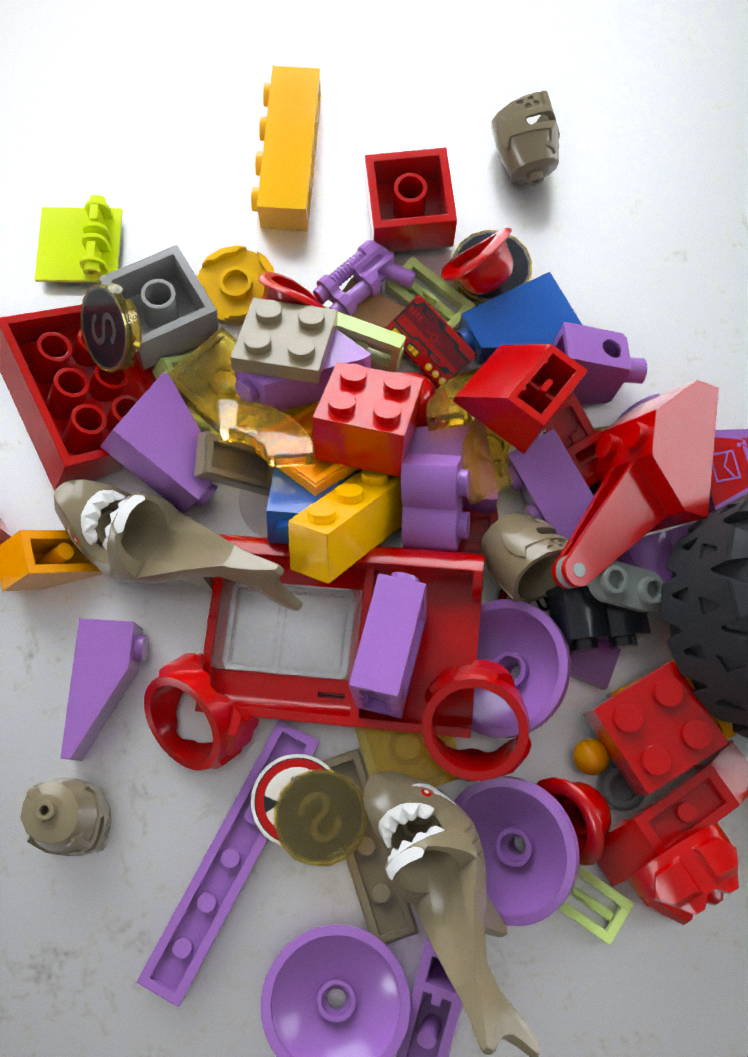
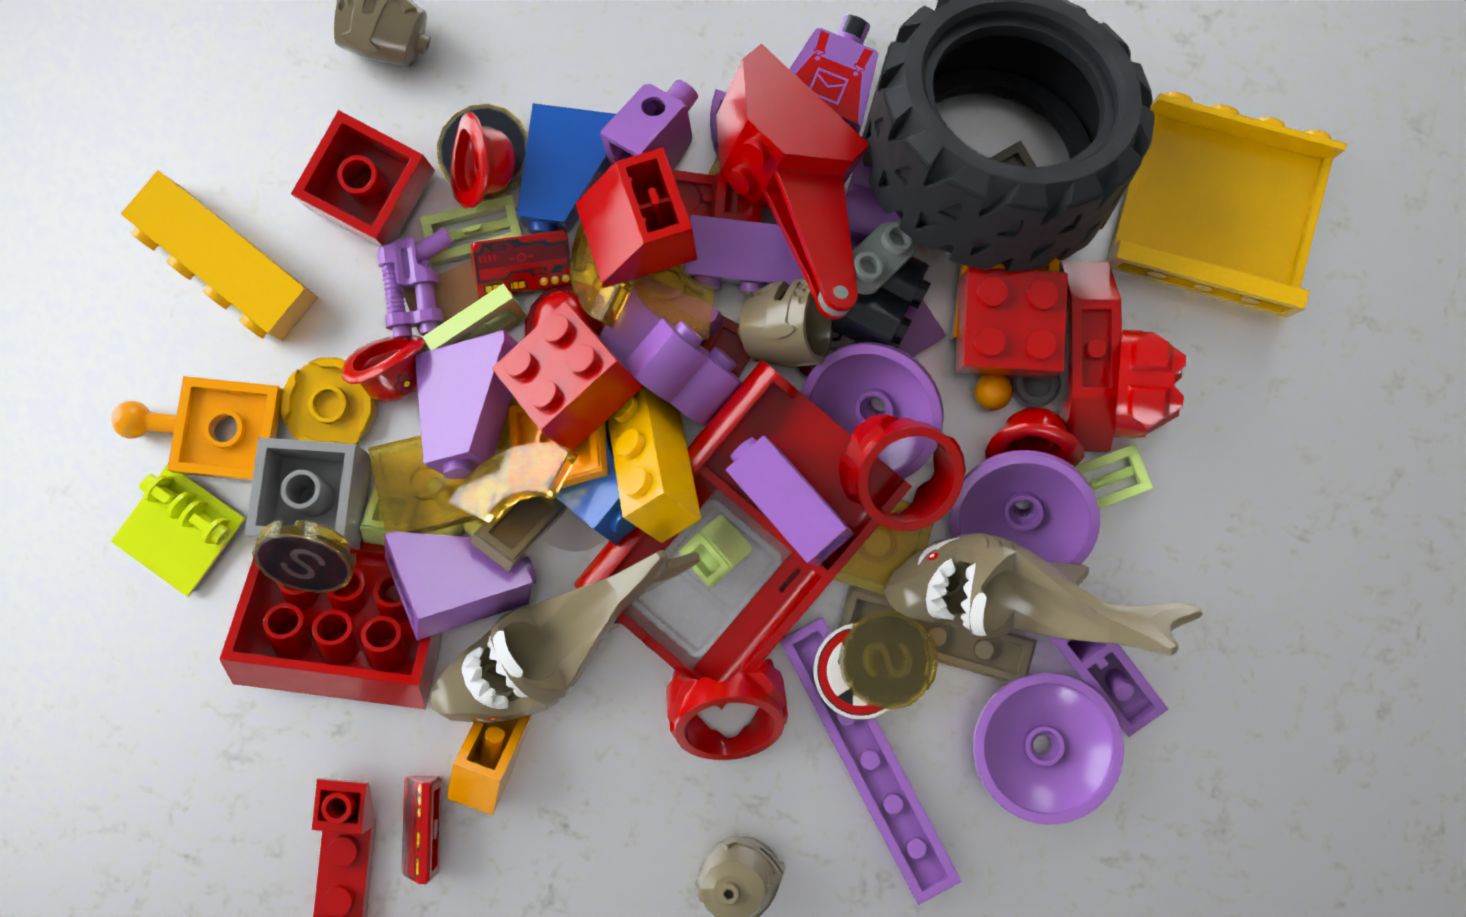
camera: 50 degrees left, 10 degrees up
(102, 672) = (628, 768): medium lavender slope -> none
(156, 207) = (199, 410): none -> light orange plate
(284, 340) = (434, 401): plate -> none
(317, 622) = (719, 549): none -> yellowish green slope

